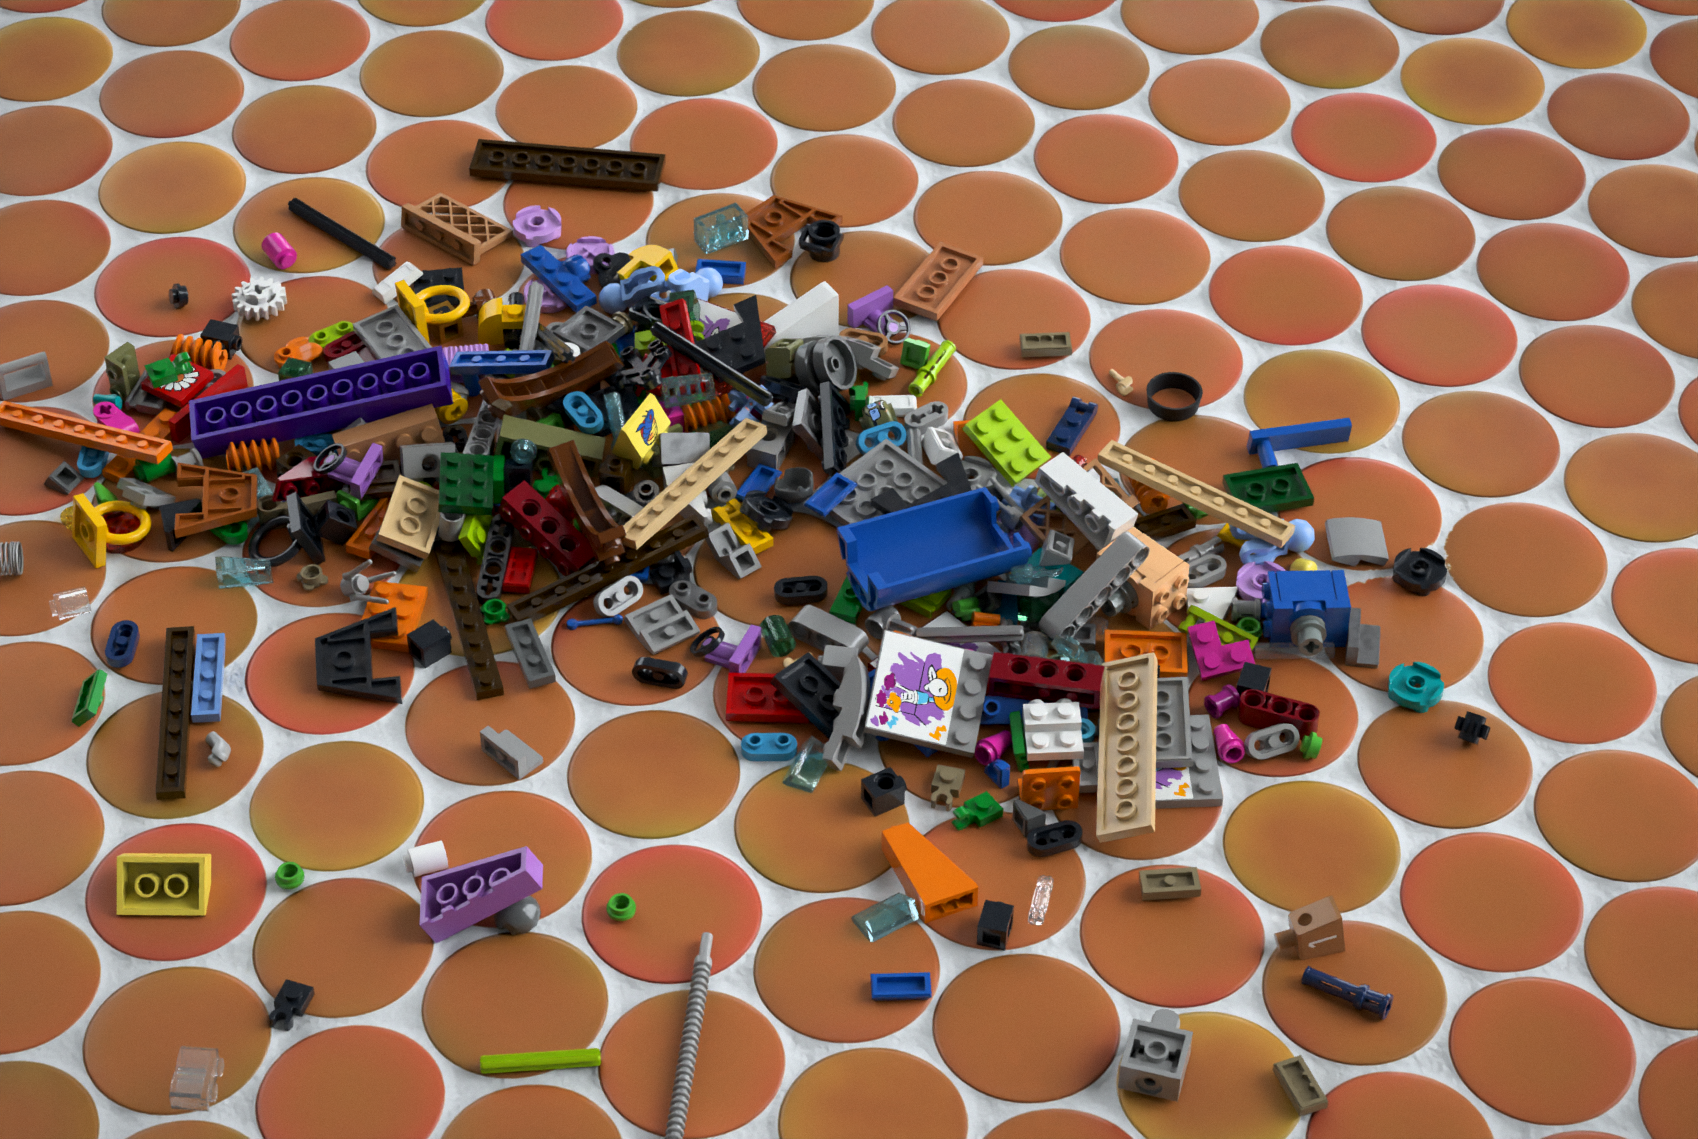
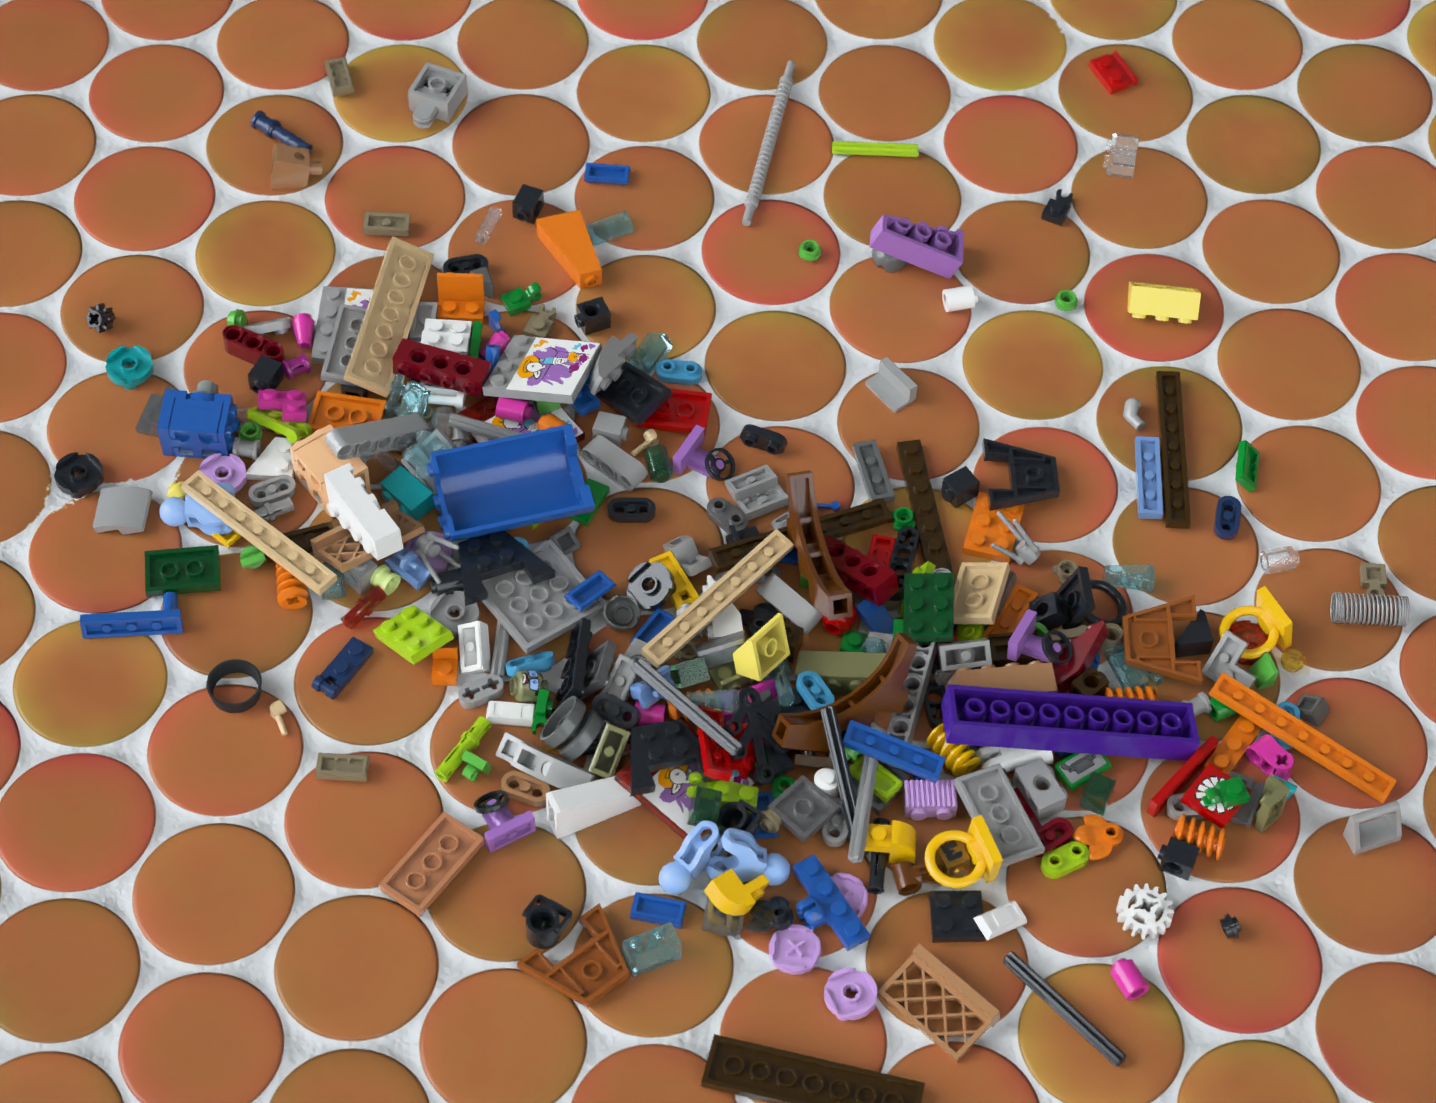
camera: 175 degrees left, 10 degrees up
(1056, 549) = (401, 487): light grey slope -> none

